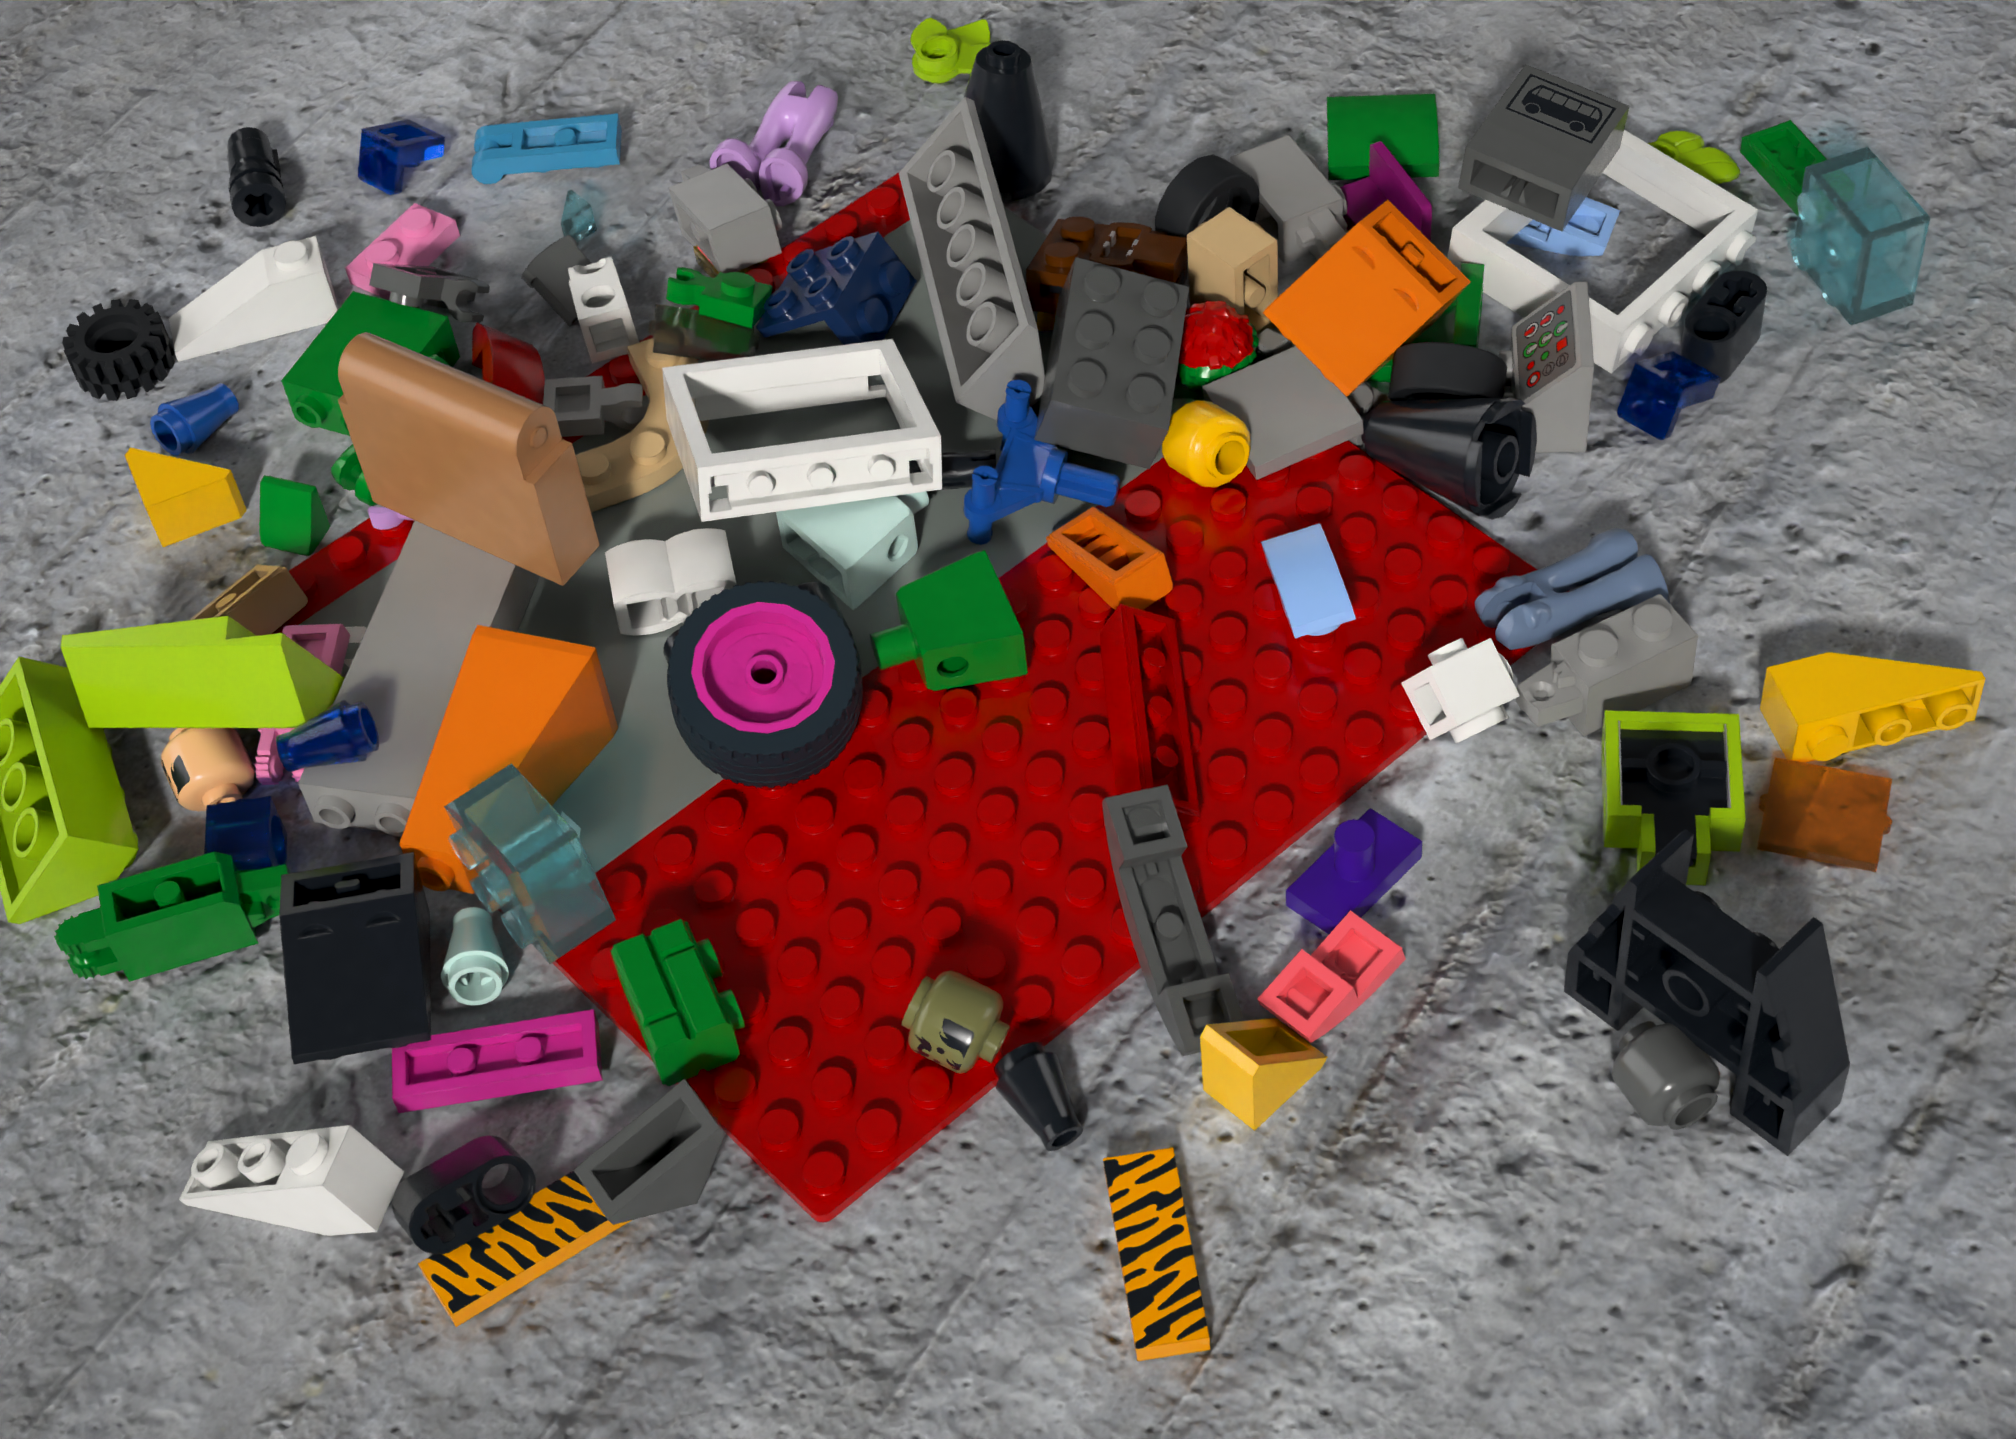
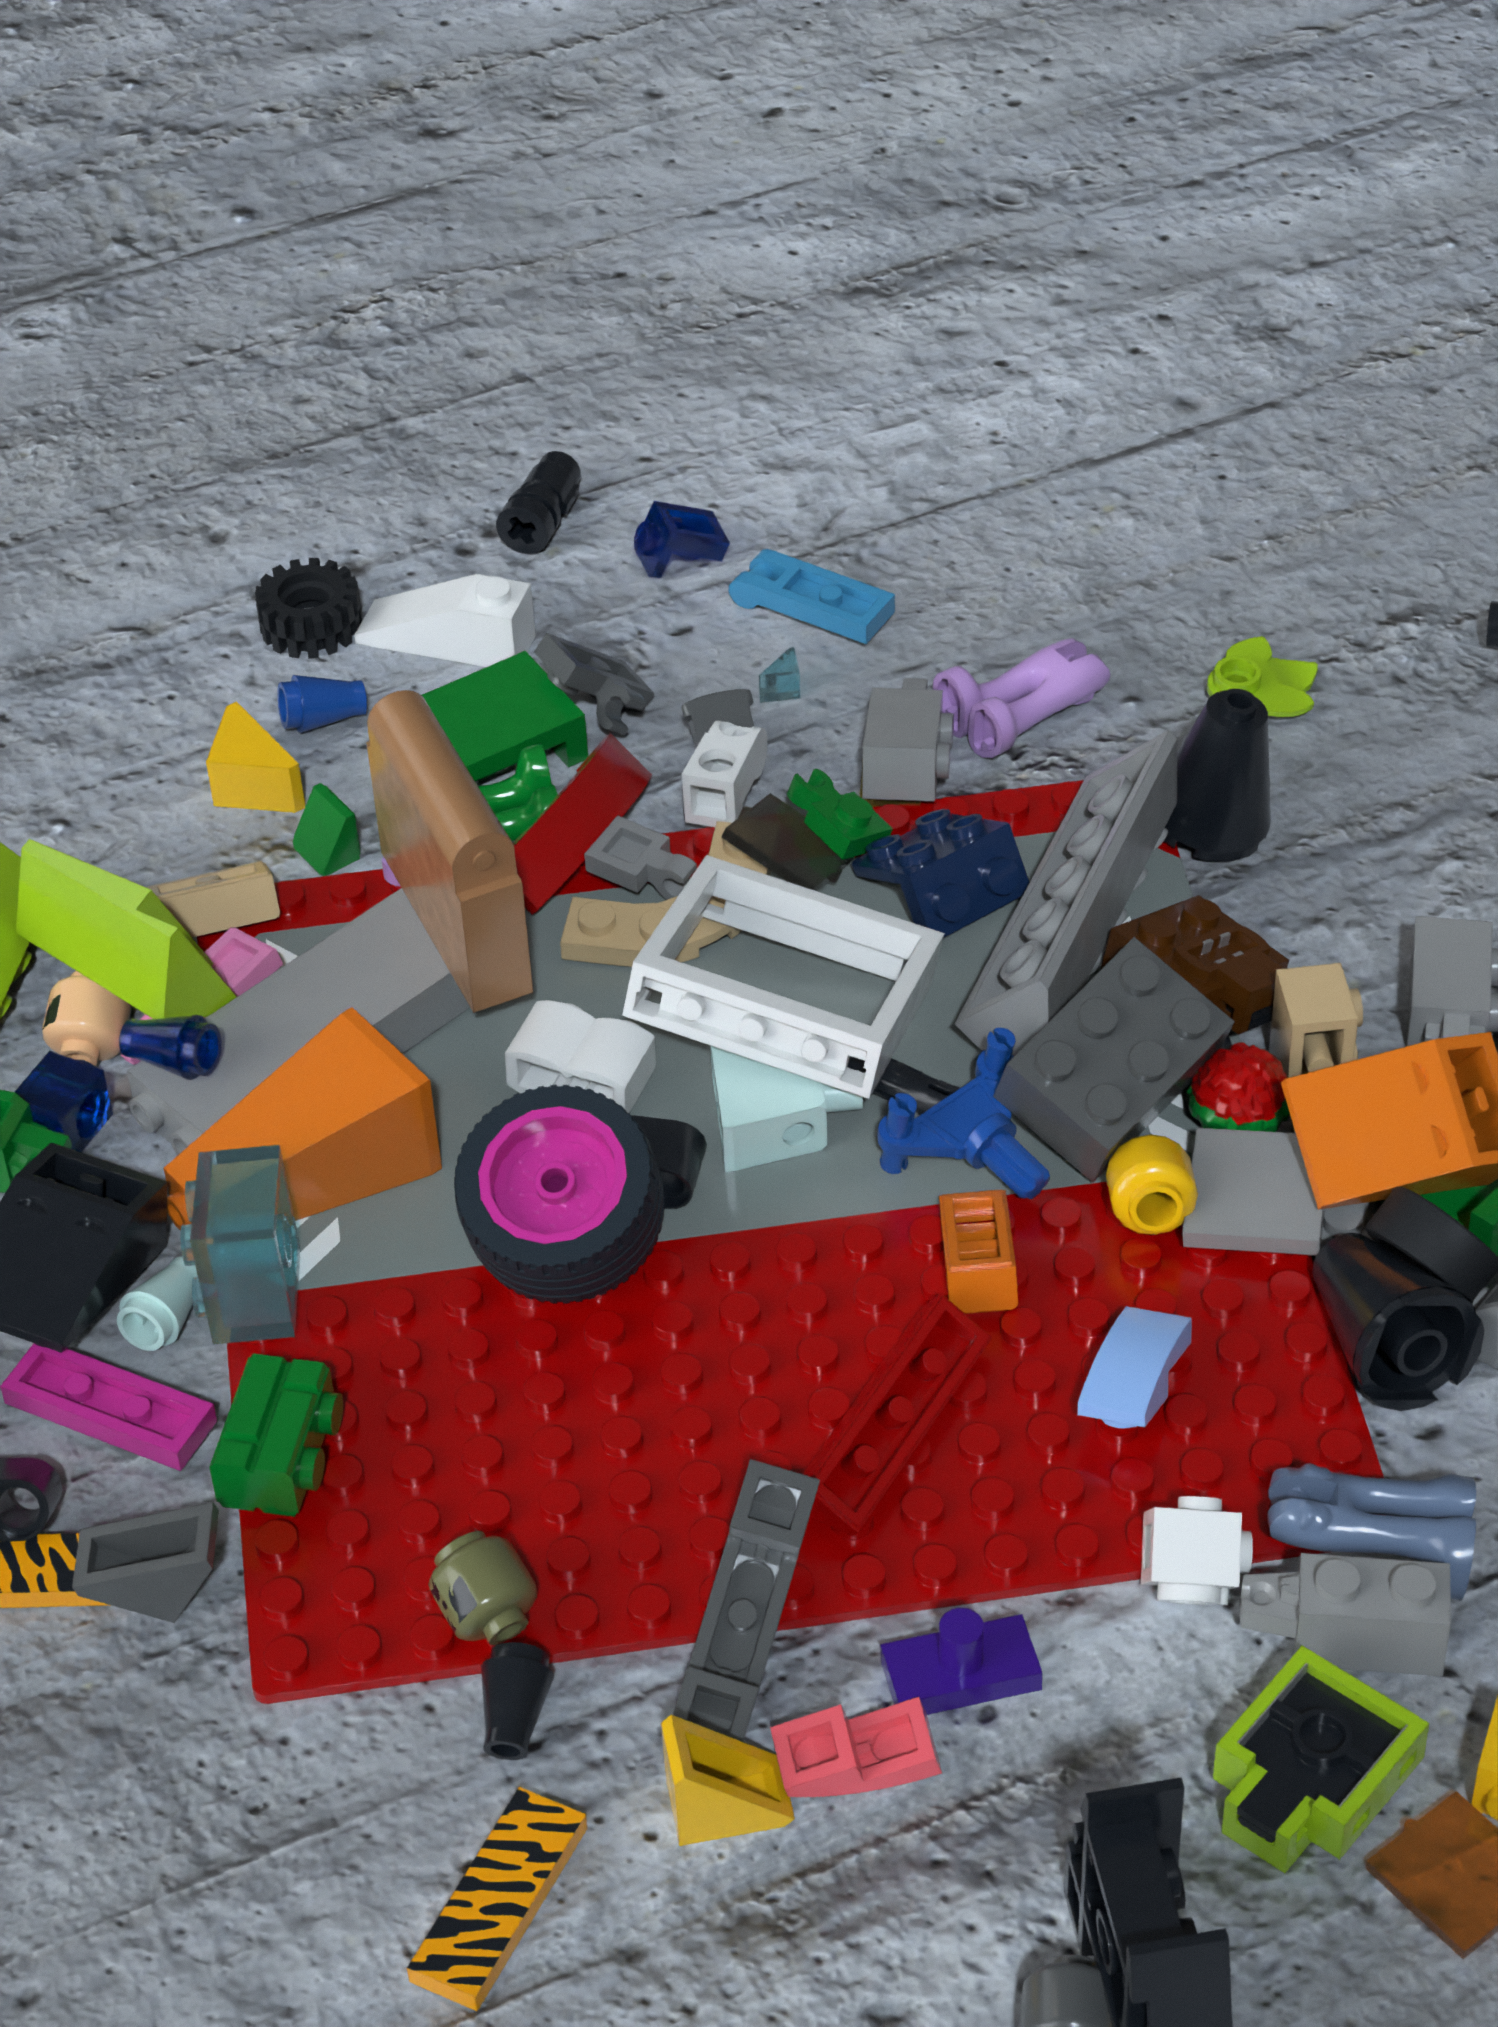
camera: 30 degrees right, 5 degrees down
(411, 240) = (623, 629): bright pink plate -> none
(955, 628) = (780, 1234): green torso -> none
(1197, 188) = (1356, 925): black tyre -> none

